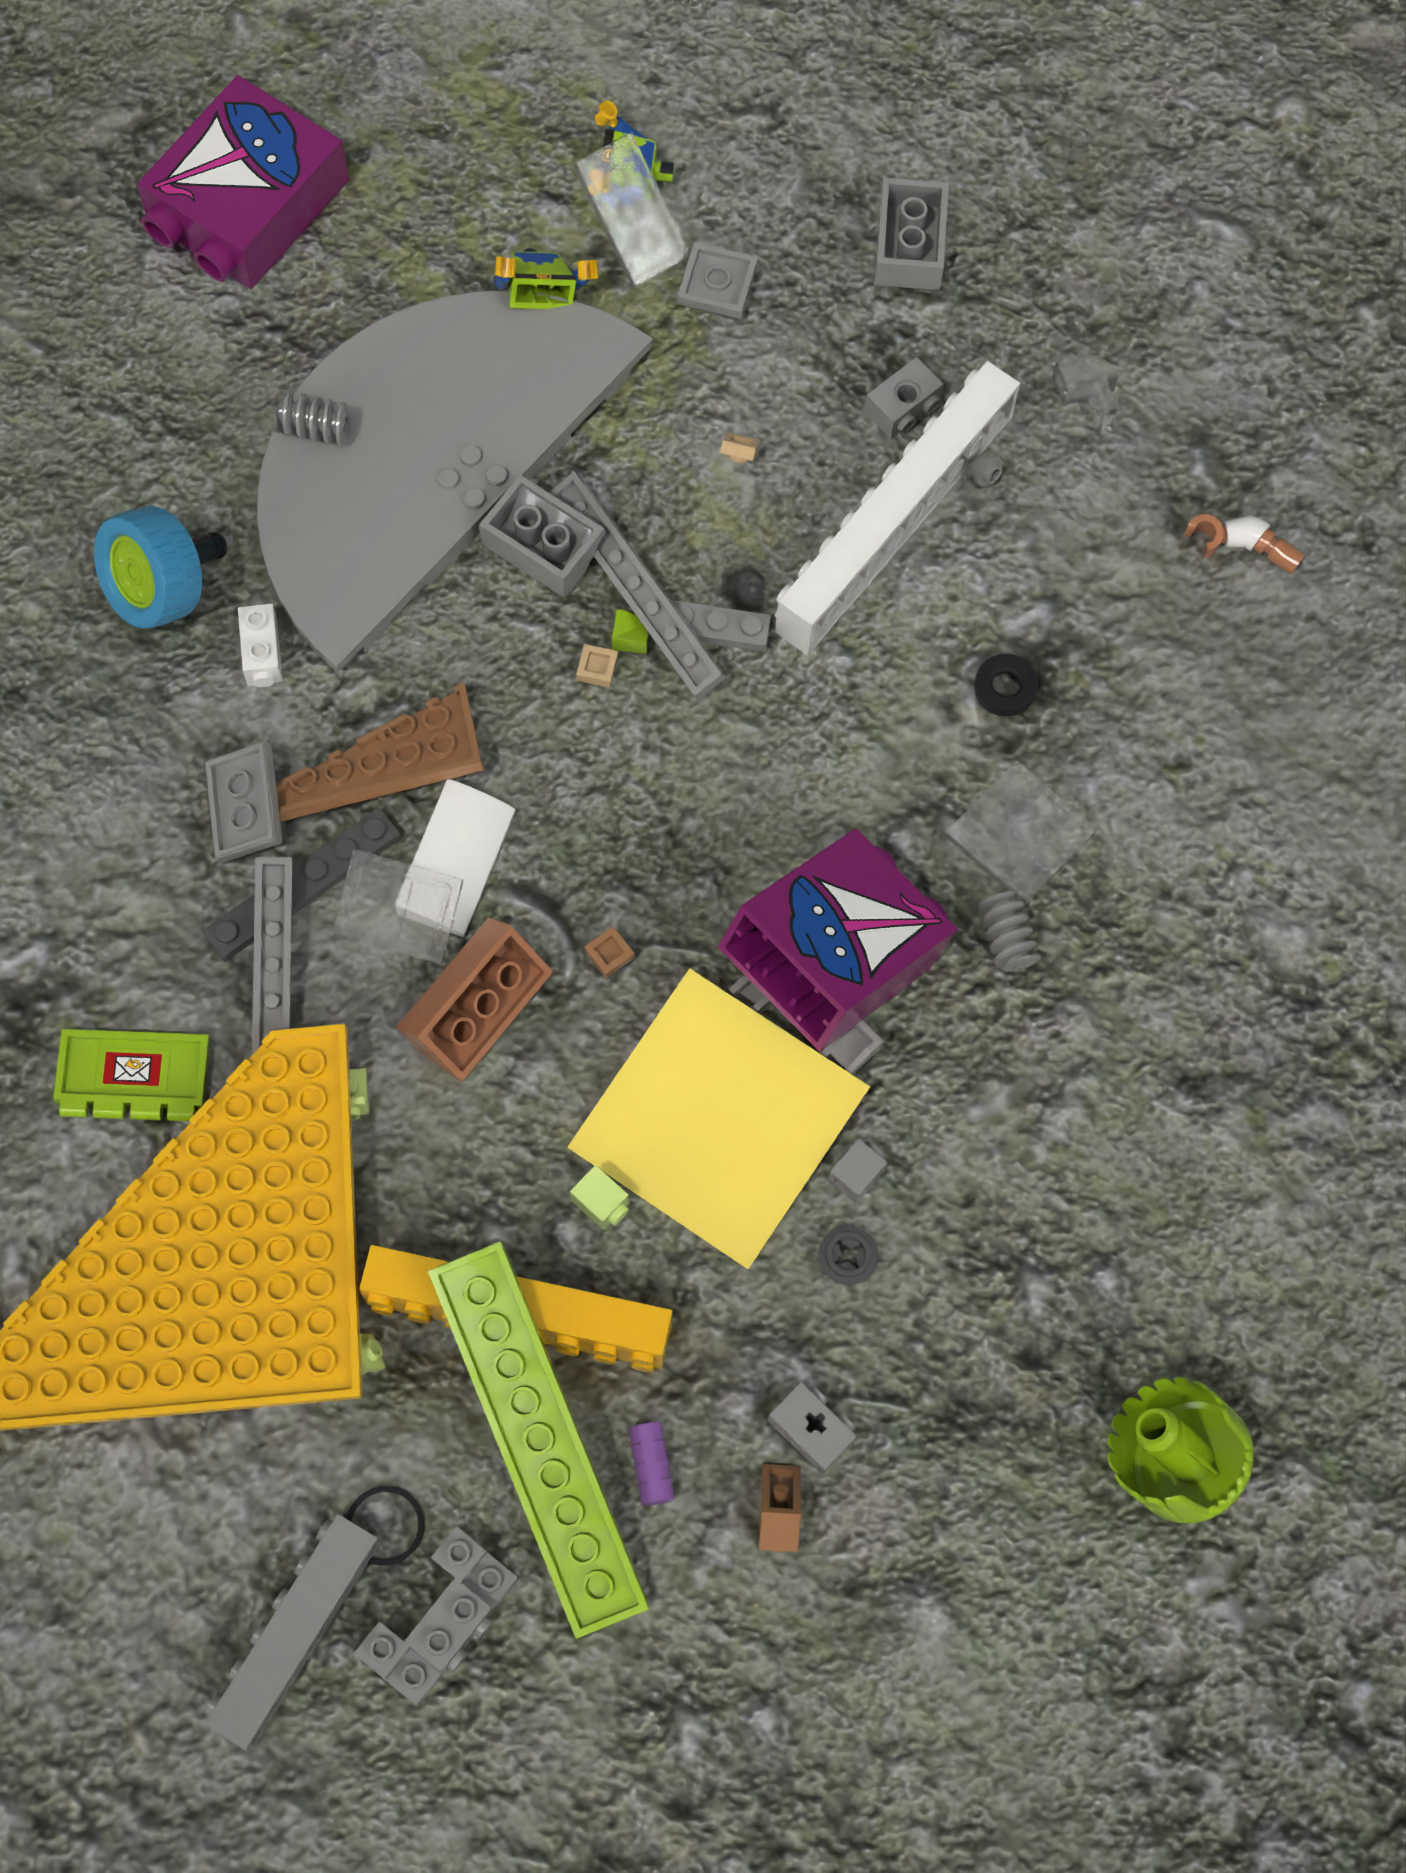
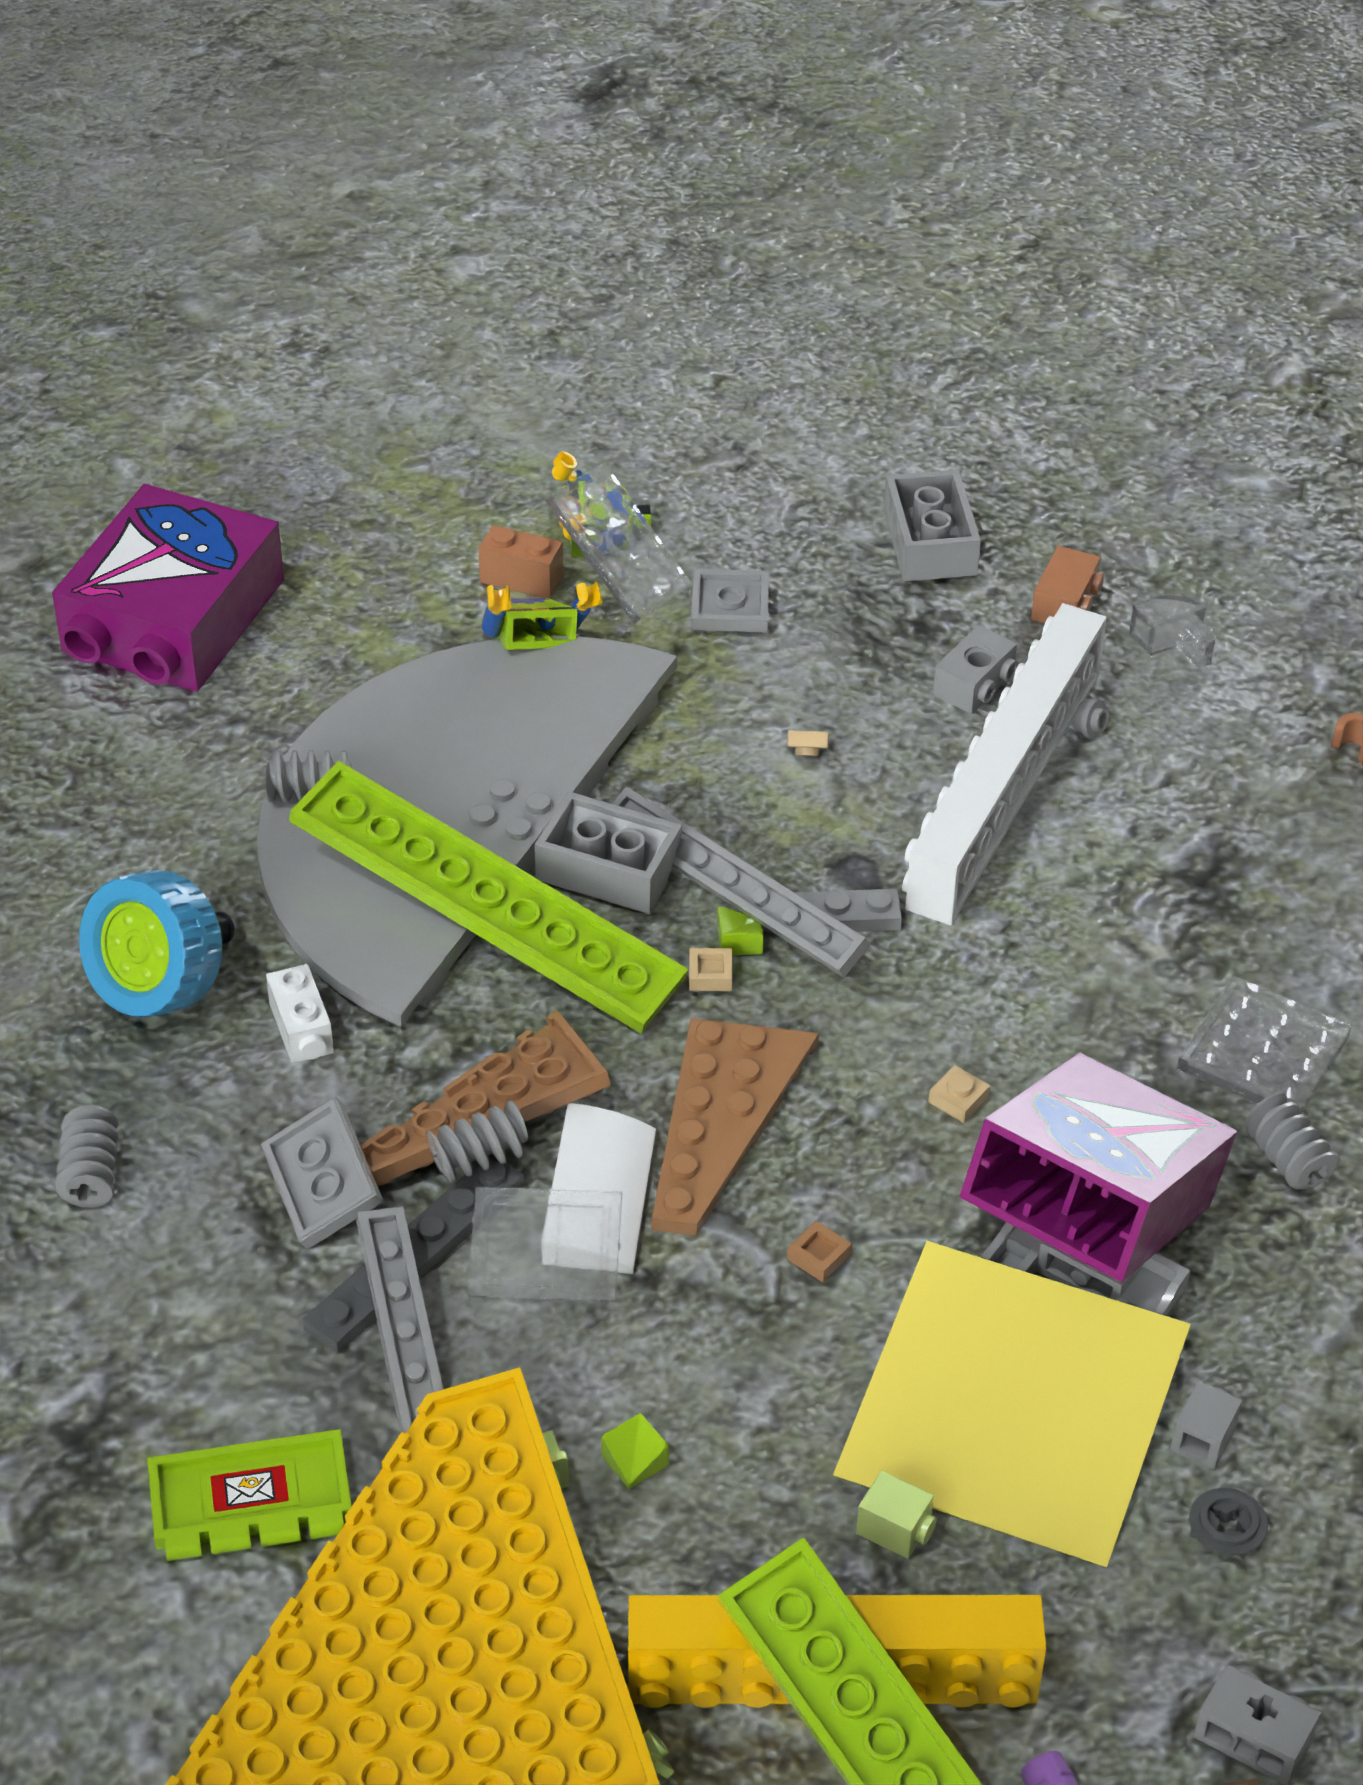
camera: 10 degrees left, 25 degrees down
(64, 749) = (87, 1156): none -> light grey piece
(364, 808) = (479, 1140): none -> light grey piece
(421, 1100) = (634, 1450): none -> lime slope
(429, 566) = (489, 896): none -> lime plate
(475, 998) = (669, 1328): nougat slope -> none
(549, 206) = (522, 561): none -> nougat brick
(575, 794) = (722, 1103): none -> medium nougat wing
(763, 824) = (959, 1093): none -> tan plate
(1005, 705) = (1187, 930): black tyre -> none
(1009, 324) = (1068, 579): none -> nougat brick

